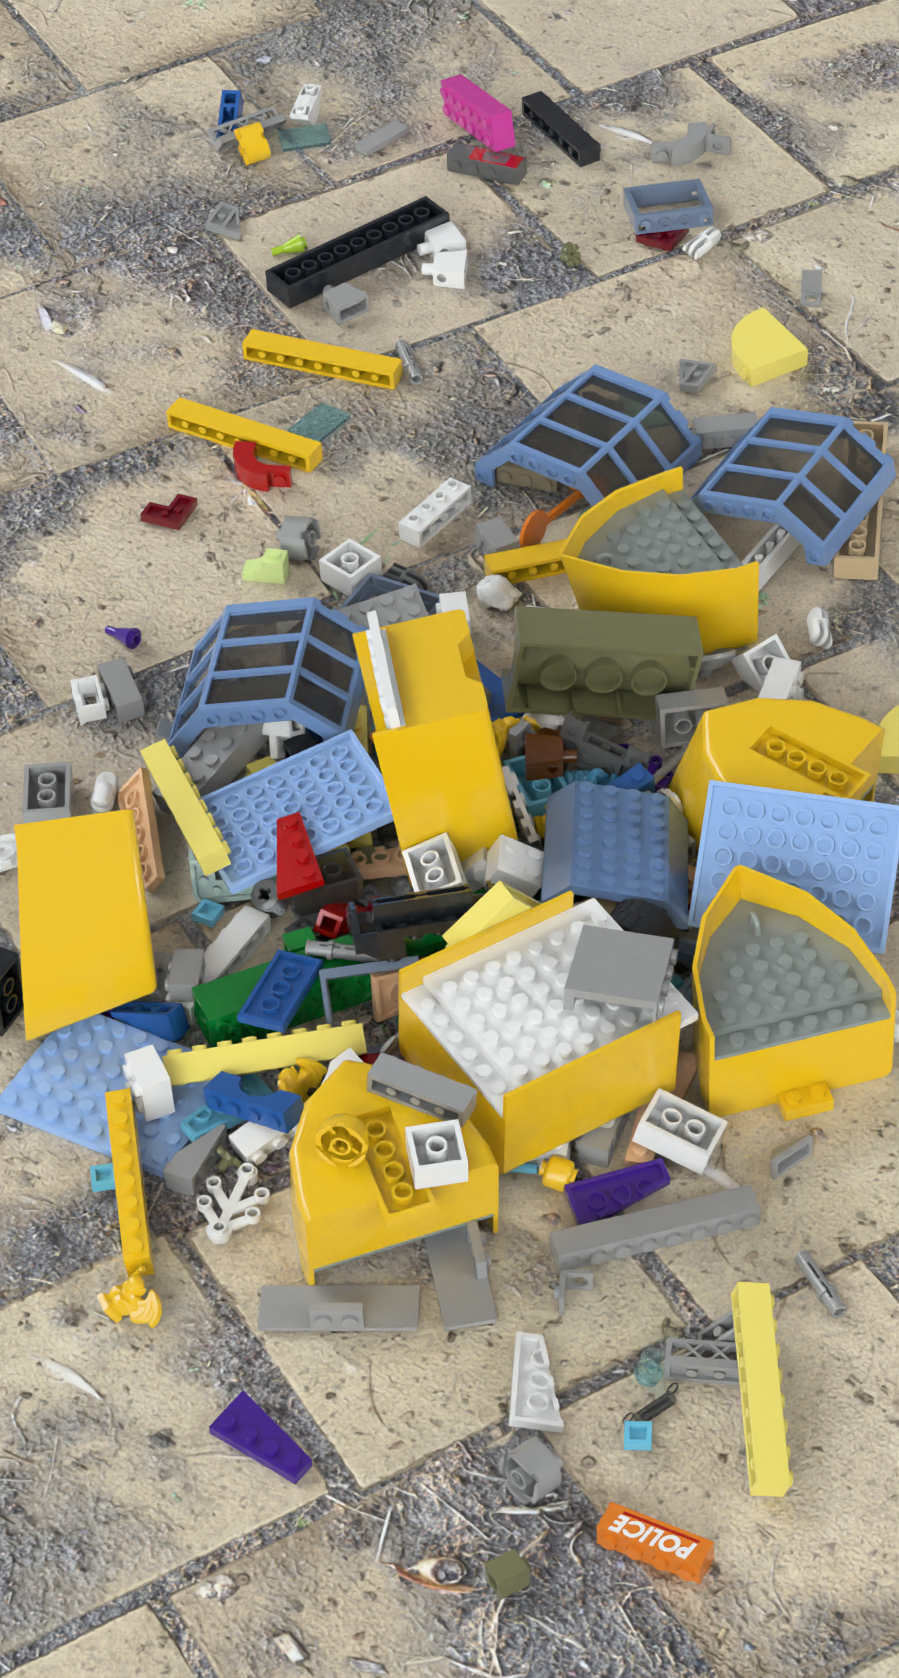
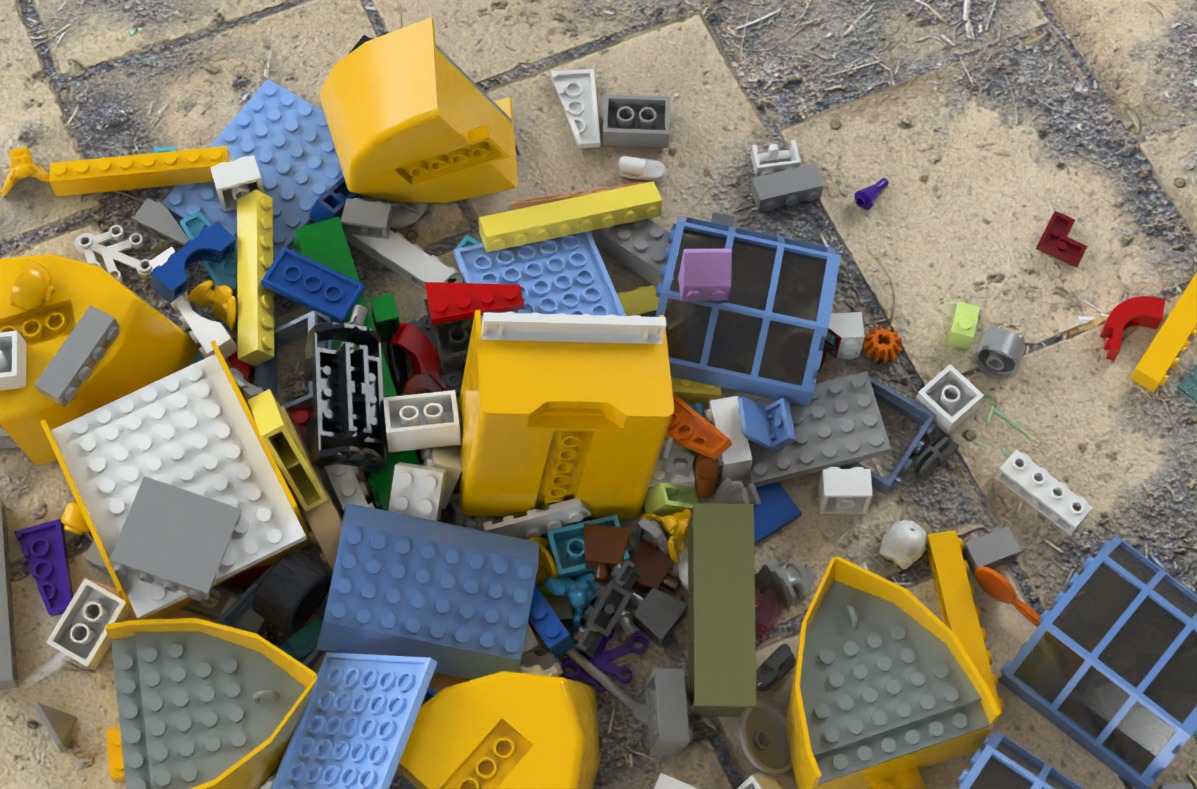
camera: 90 degrees right, 20 degrees up
(276, 663) = (705, 274): none -> lavender slope

